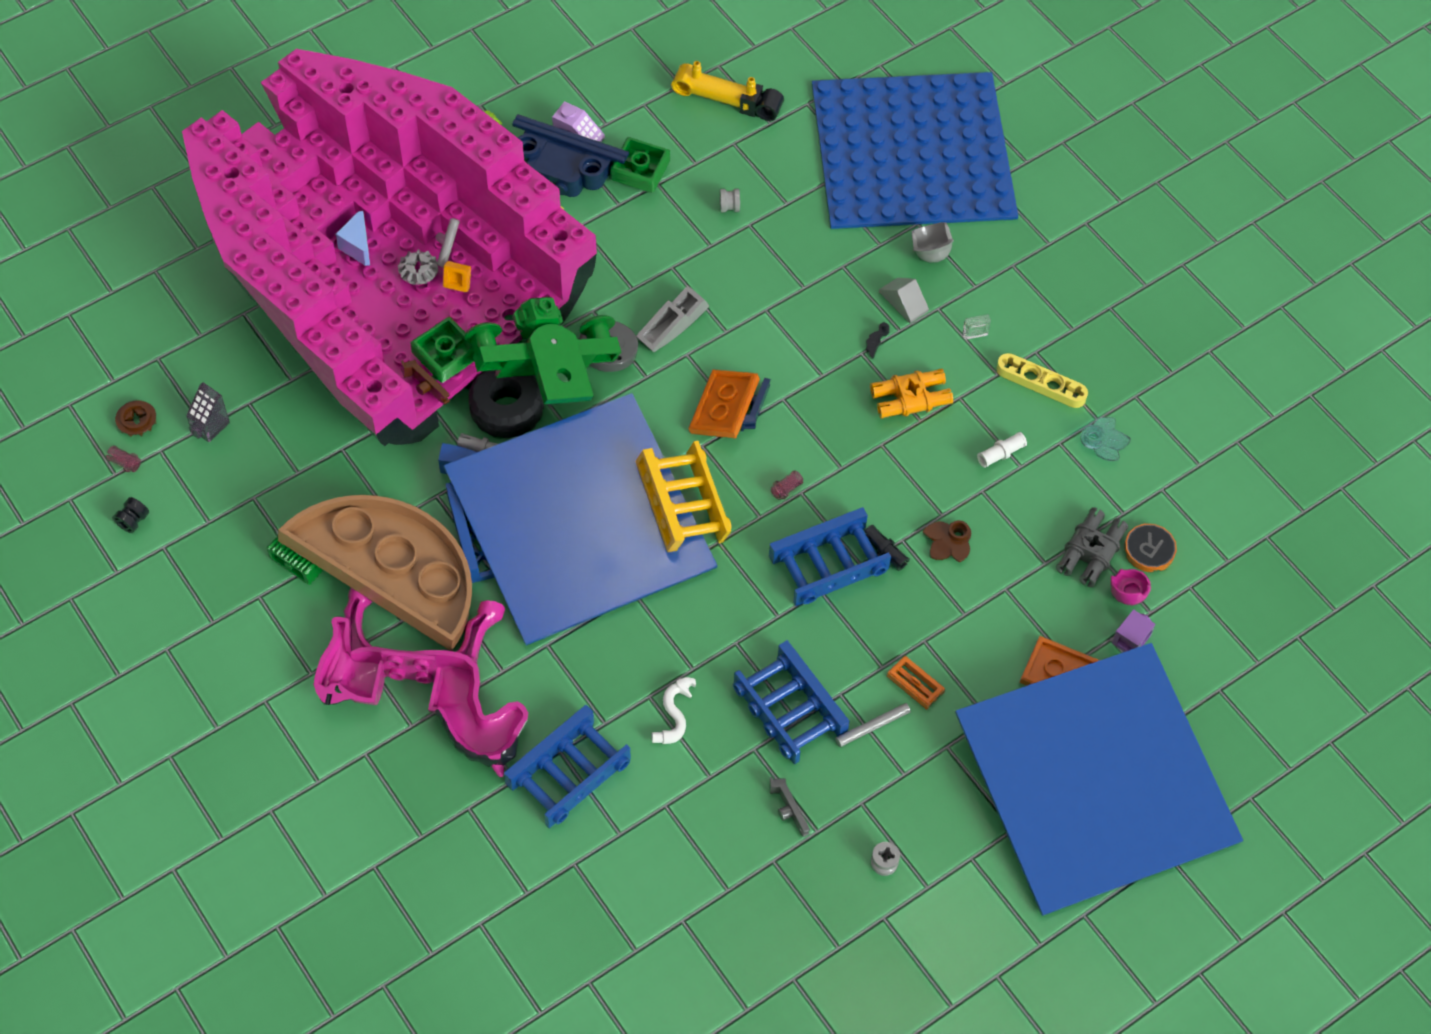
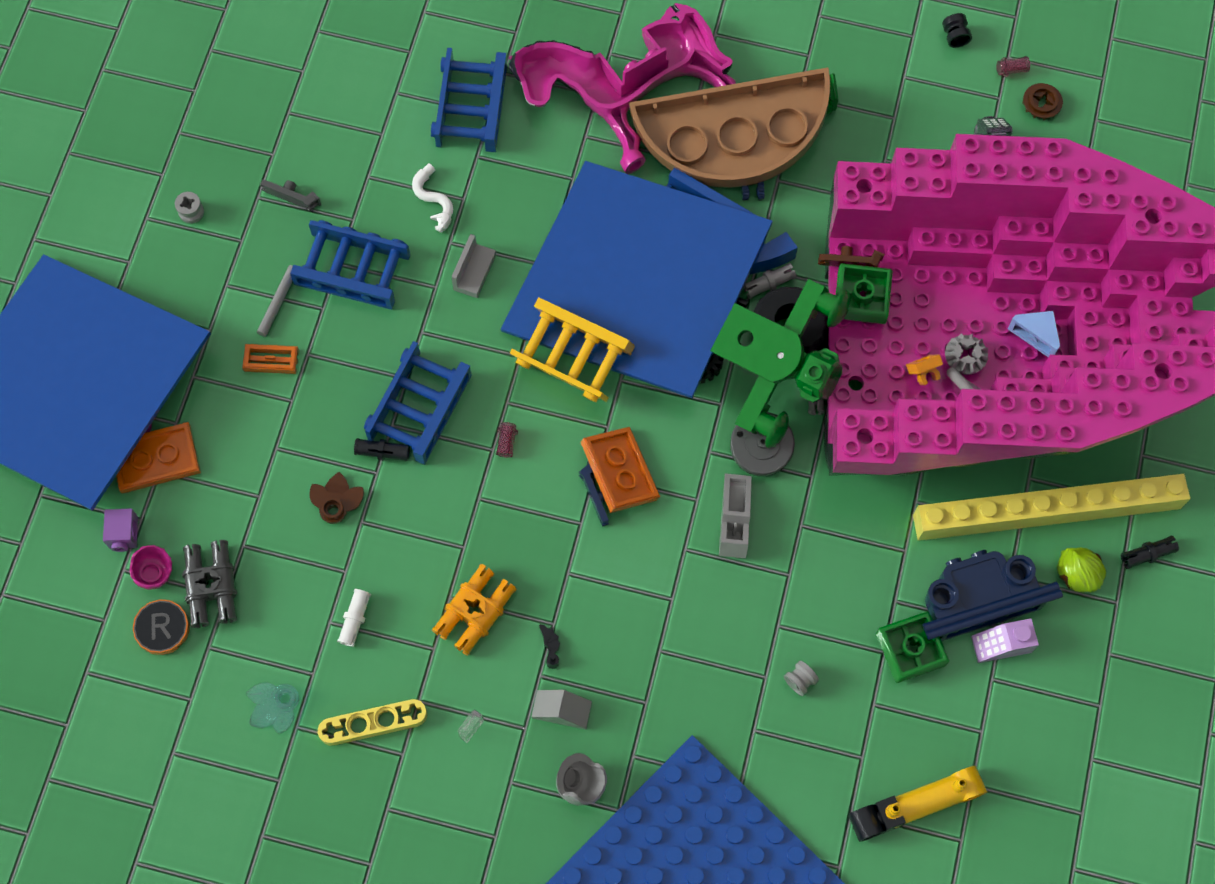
camera: 140 degrees right, 10 degrees up
(695, 628) = (472, 268): none -> light grey panel

